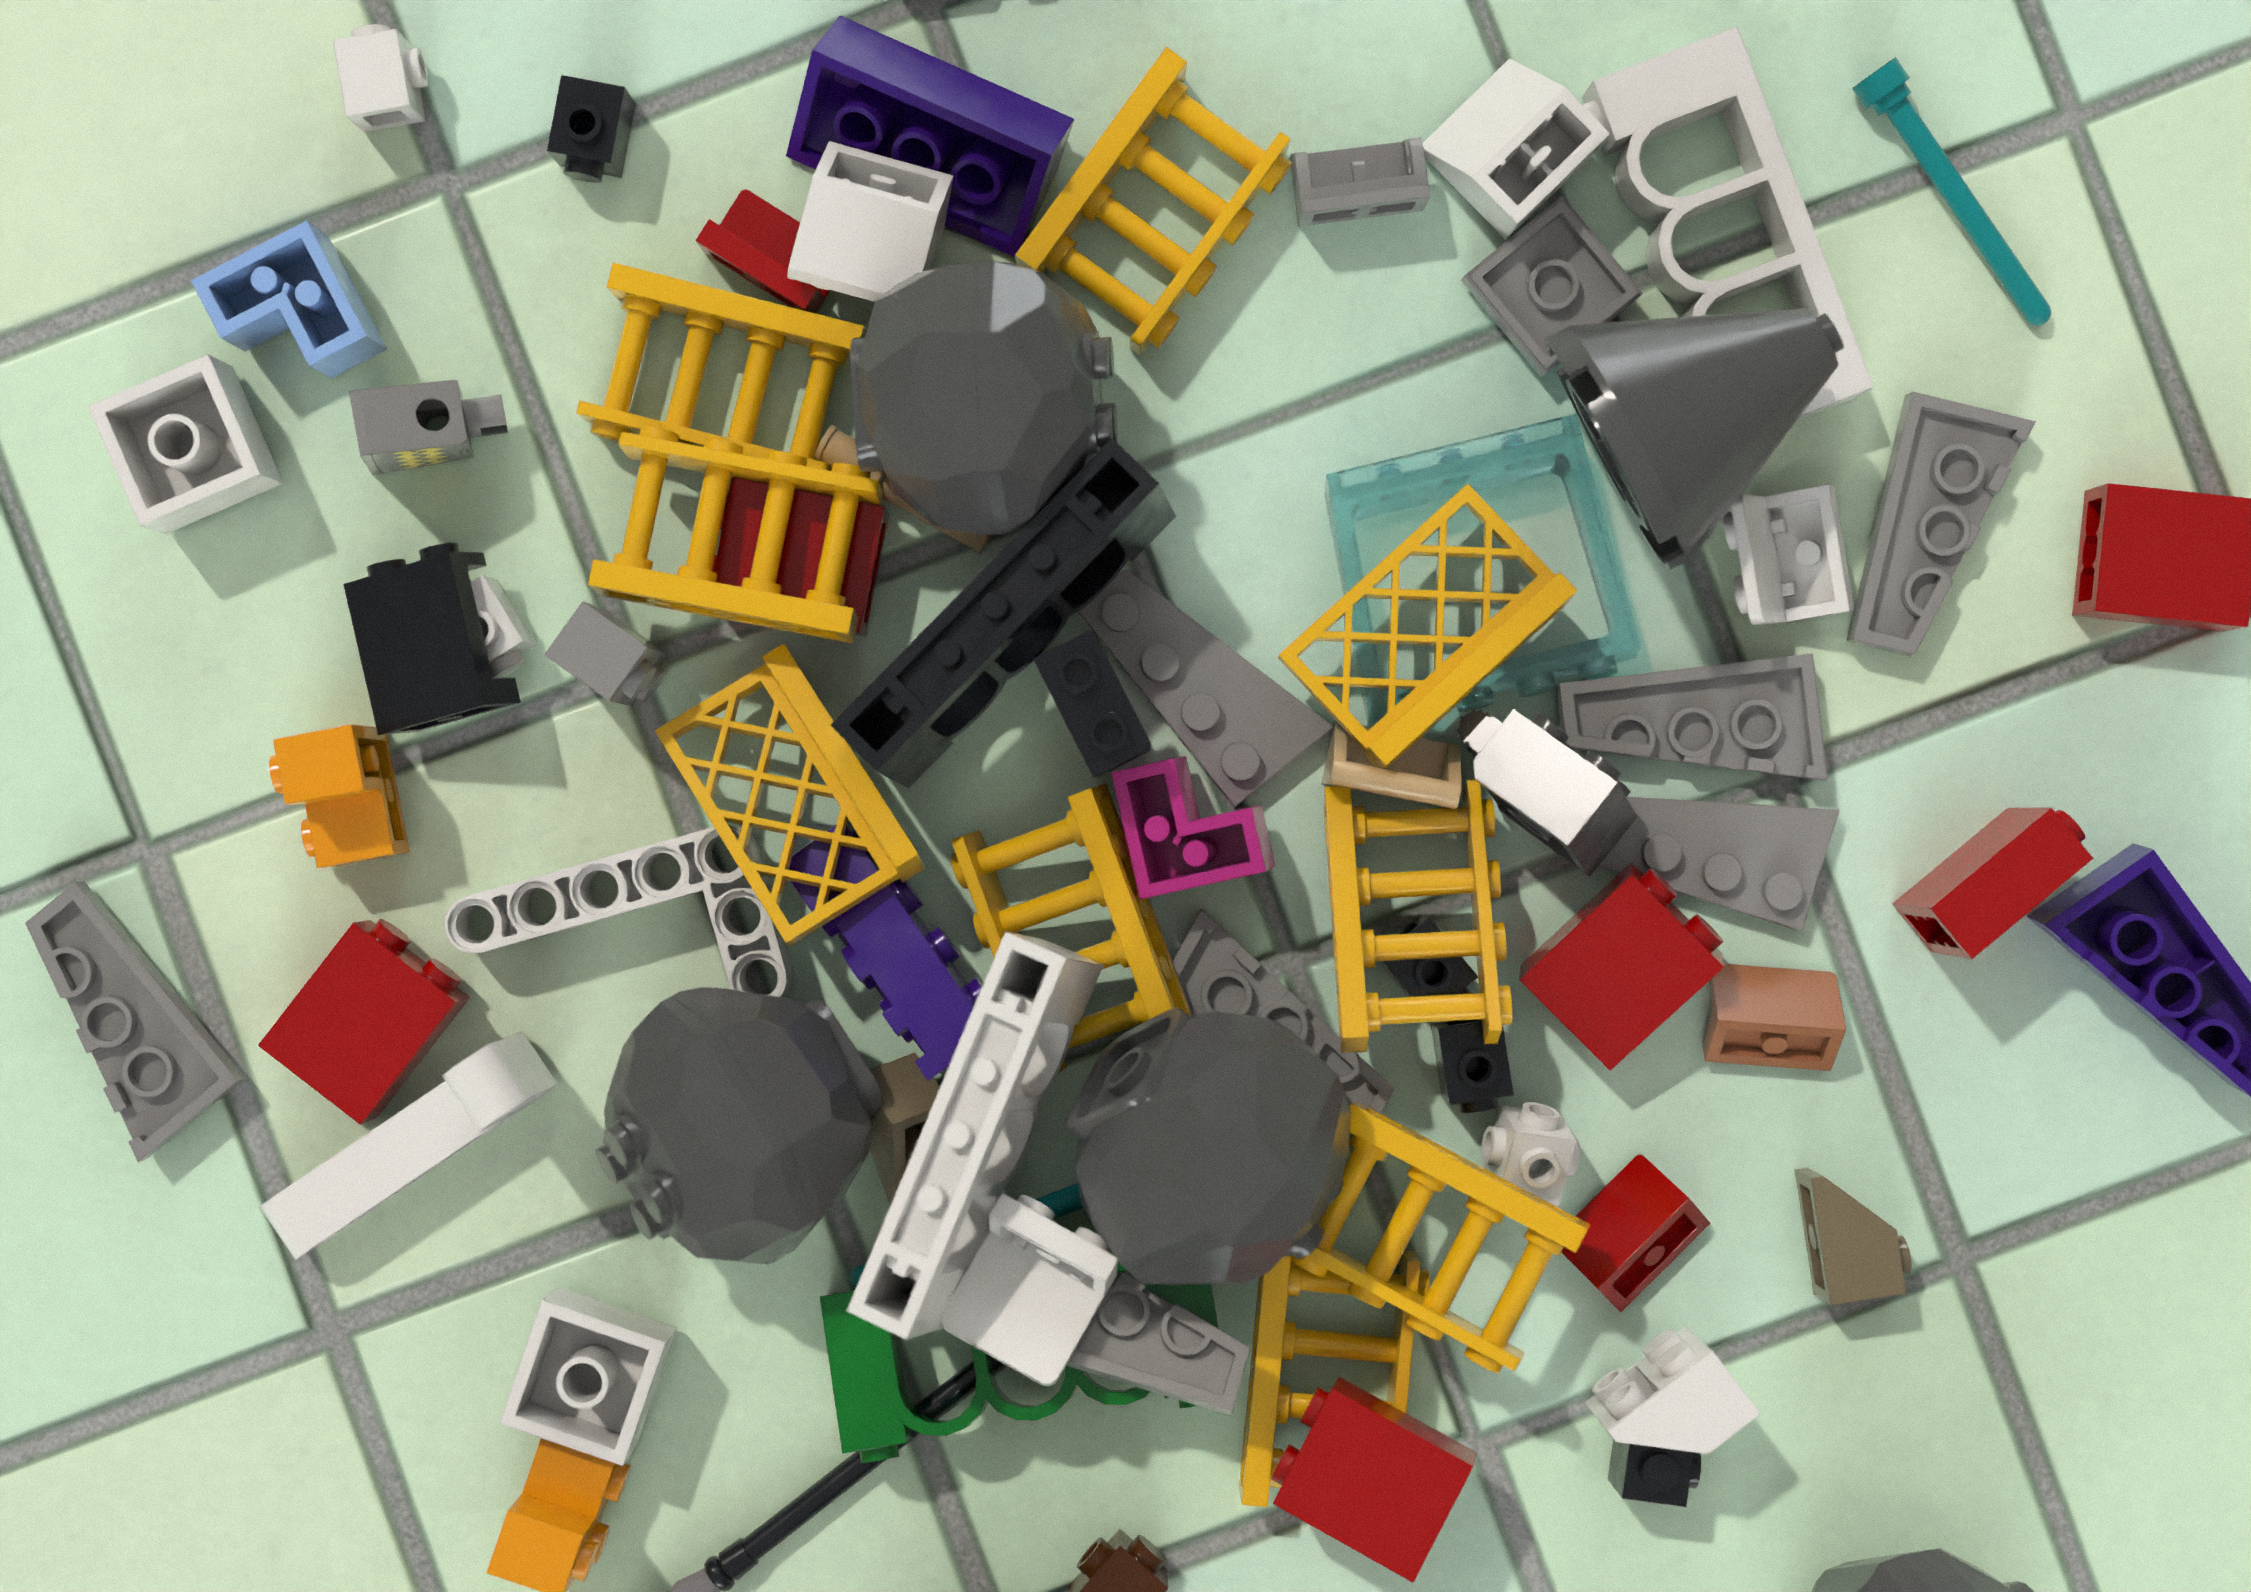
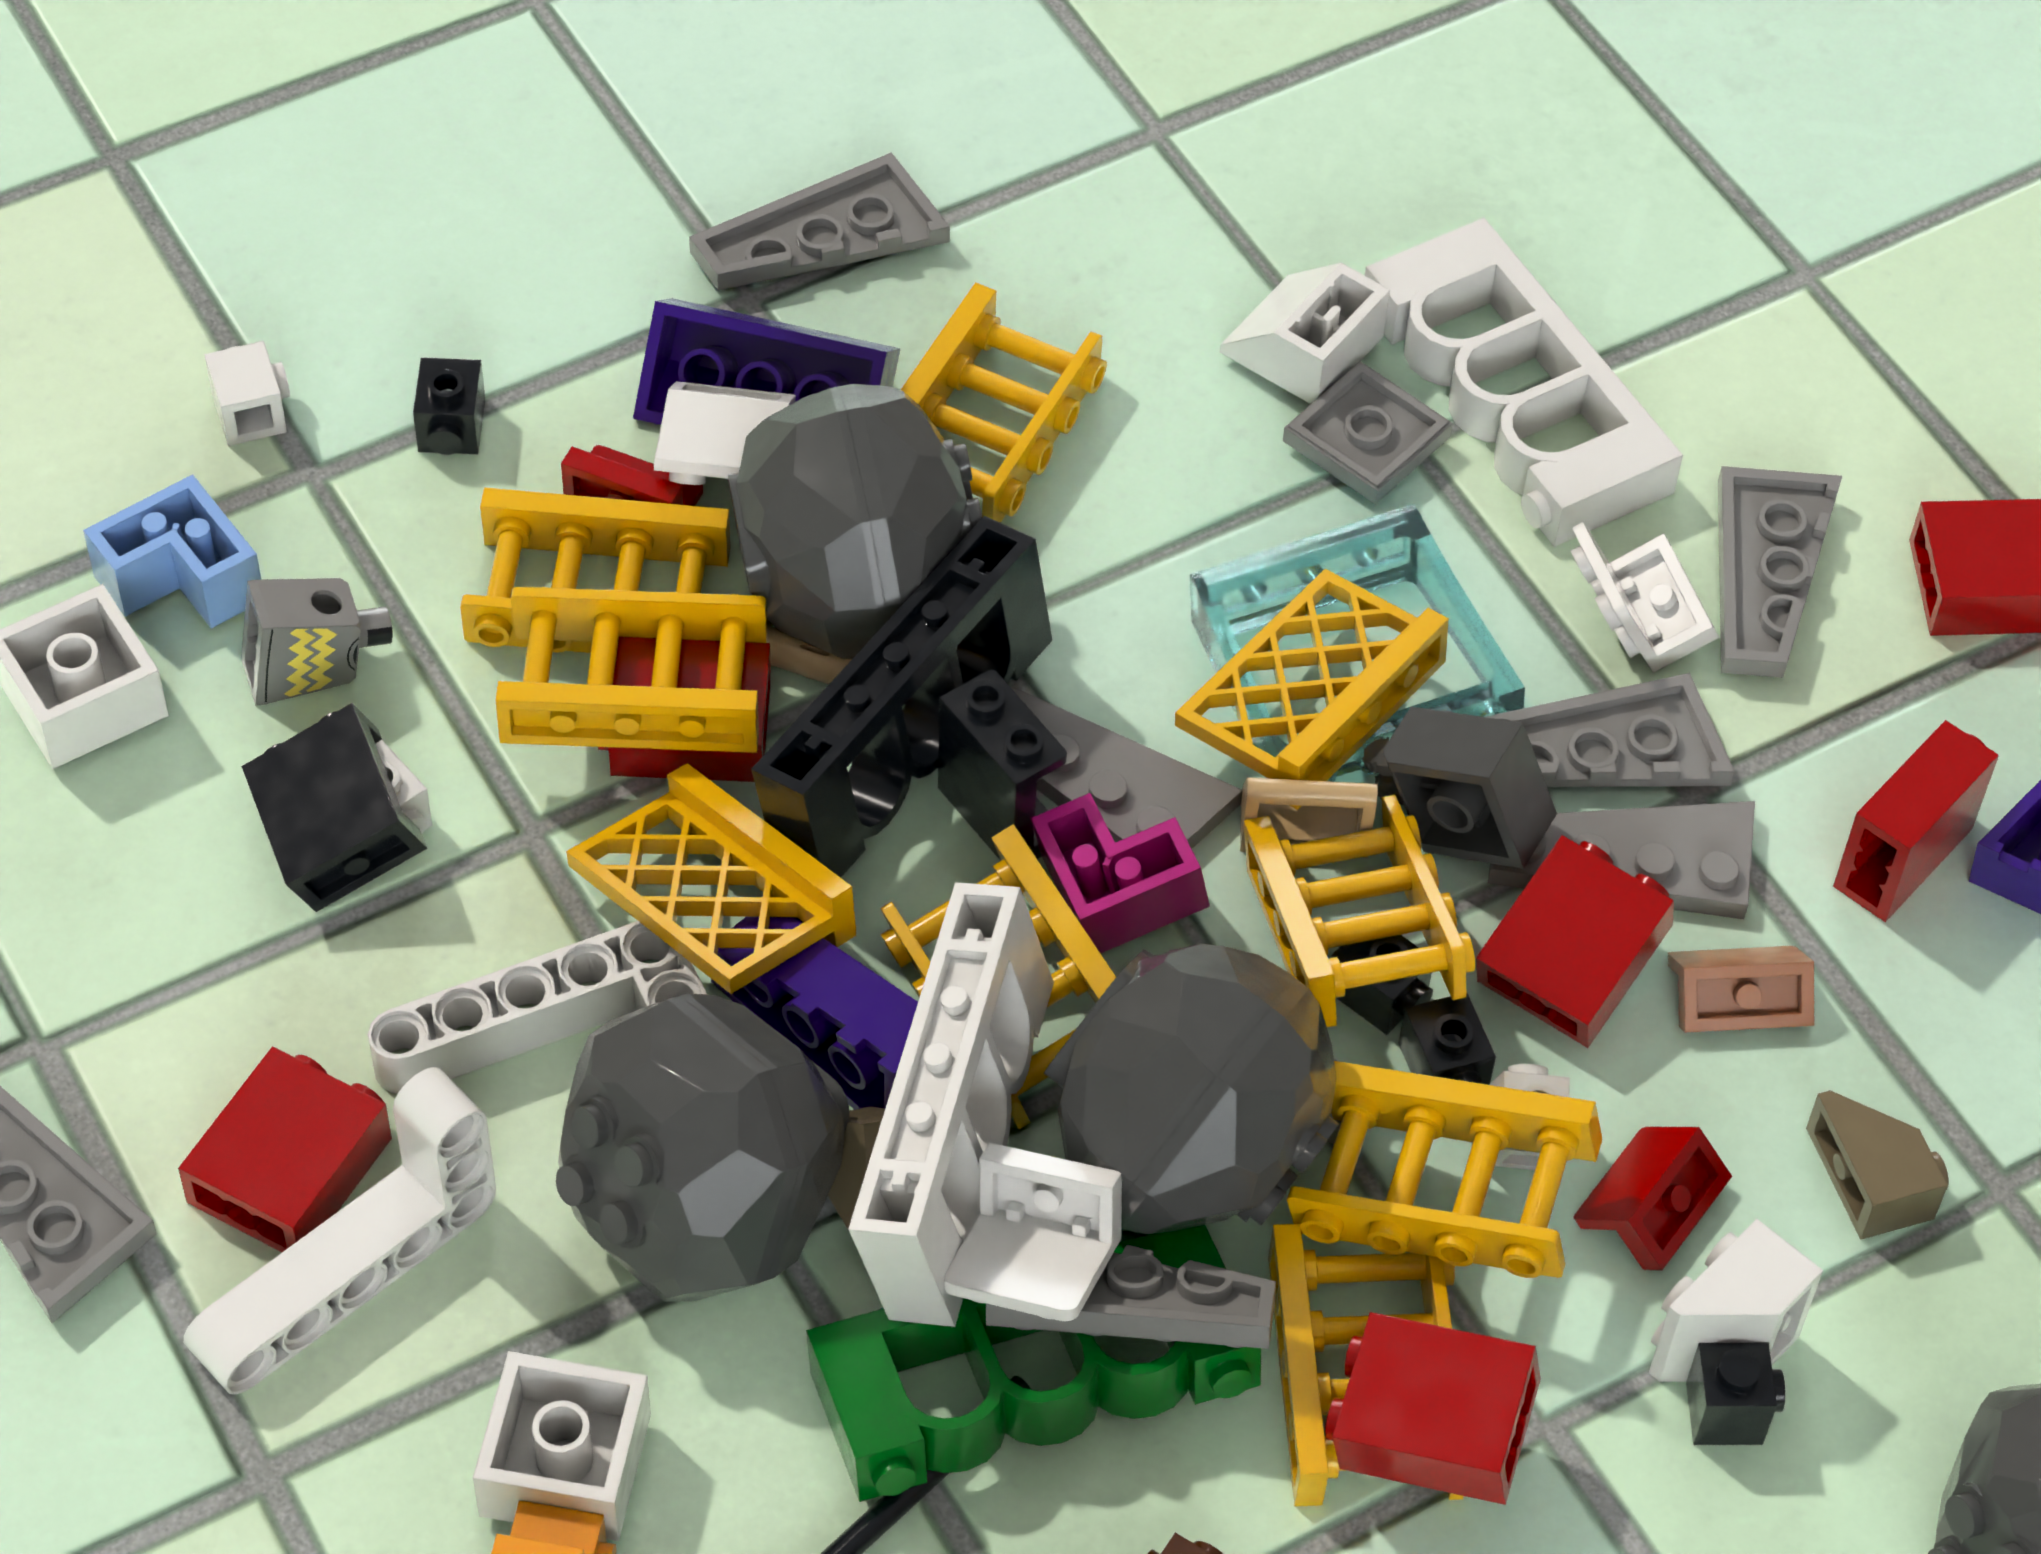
camera: 15 degrees left, 35 degrees down
(347, 793) = (248, 930): light orange brick -> none
(608, 656) = (513, 790): light grey brick -> none
(1360, 182) = (1172, 381): light grey hinge -> none
(1692, 408) = (1504, 460): dark grey cone -> none
(1887, 94) = (1630, 263): teal piece -> none

